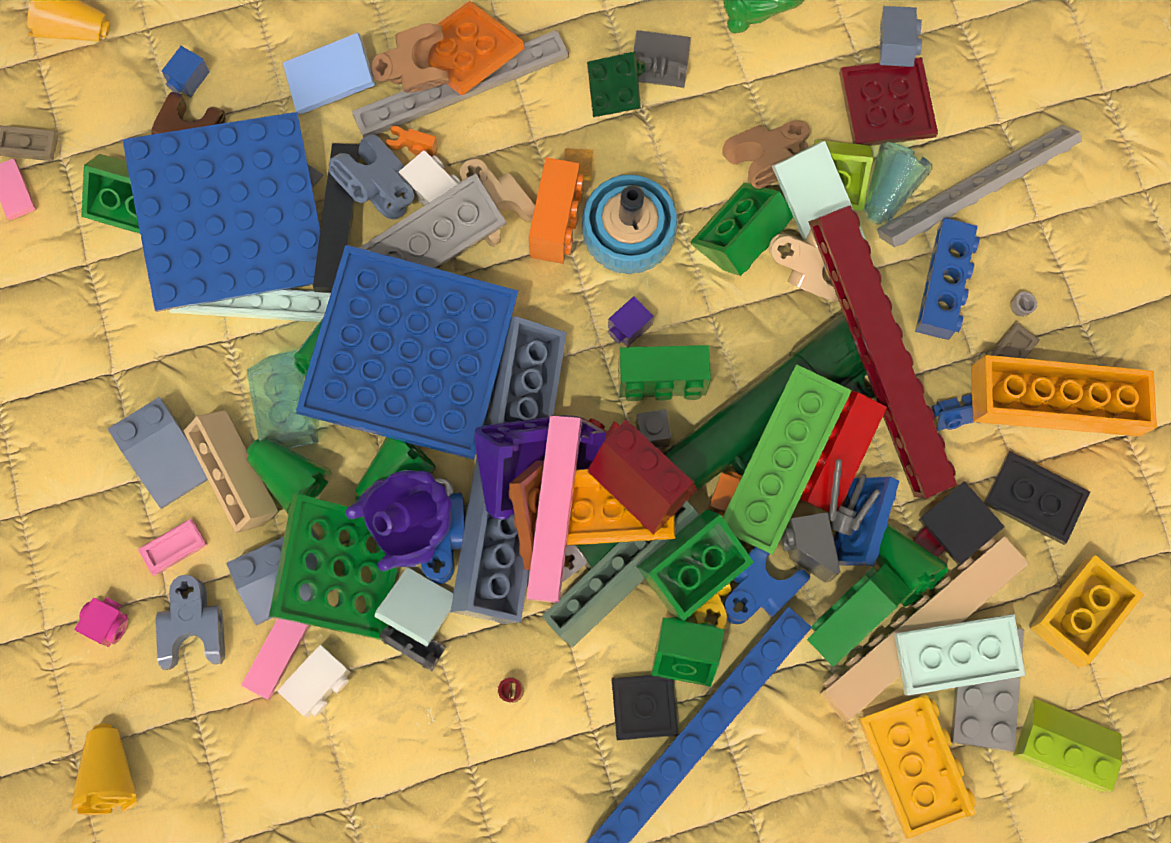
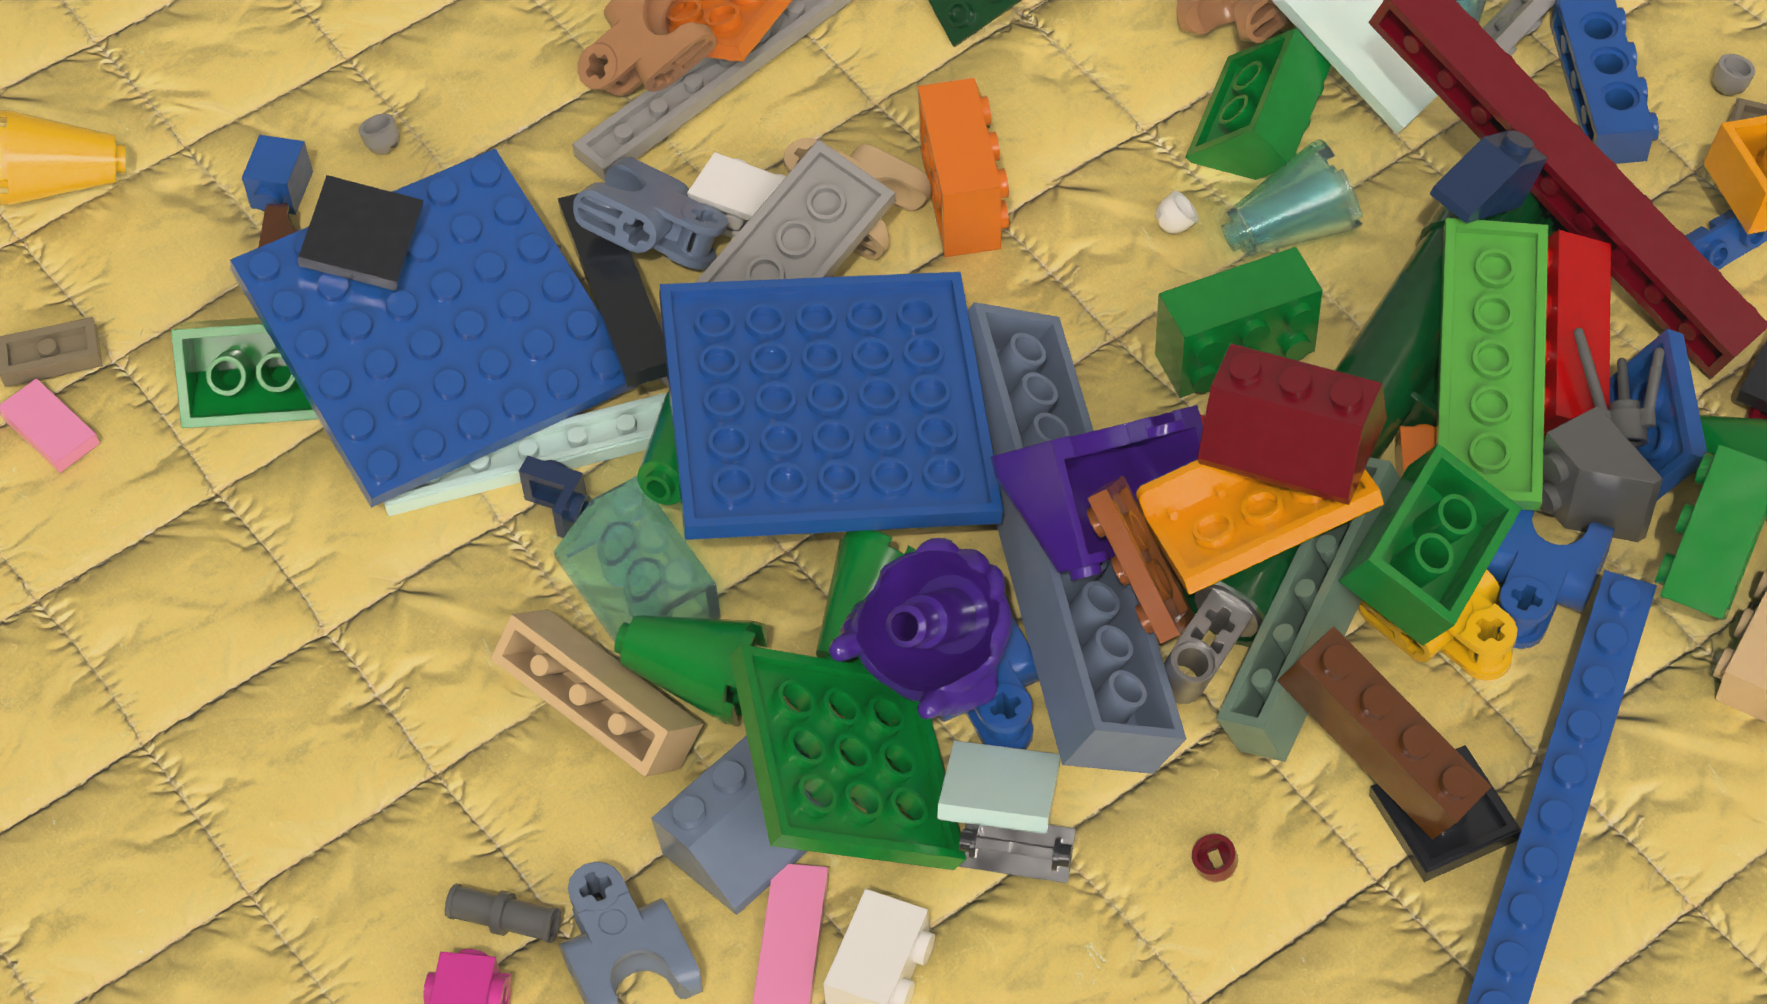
camera: 15 degrees left, 20 degrees down
(138, 579) = (503, 913): none -> dark grey pin
(159, 452) = (459, 709): sand blue slope -> none
(172, 547) = (539, 848): bright pink tile -> none
(198, 147) = (360, 233): none -> black tile
(248, 57) = (380, 133): none -> light grey hinge
(260, 331) = (557, 488): none -> dark blue bracket
(328, 73) = (514, 103): light blue tile -> none
(414, 140) = (688, 153): orange plate -> none
(554, 509) = (1172, 532): bright pink tile -> none
(620, 665) = (1384, 733): none -> reddish brown brick
(629, 224) = (1083, 152): dark azure wheel -> none
(629, 322) = (1145, 275): dark purple brick -> none
(667, 275) = (1176, 213): none -> white hinge
(687, 651) = (1481, 686): green brick -> none
(730, 303) = (1294, 205): none -> clear light blue cone
(805, 262) = (1383, 113): tan piece -> none
(831, 349) = (1491, 177): none -> dark blue slope

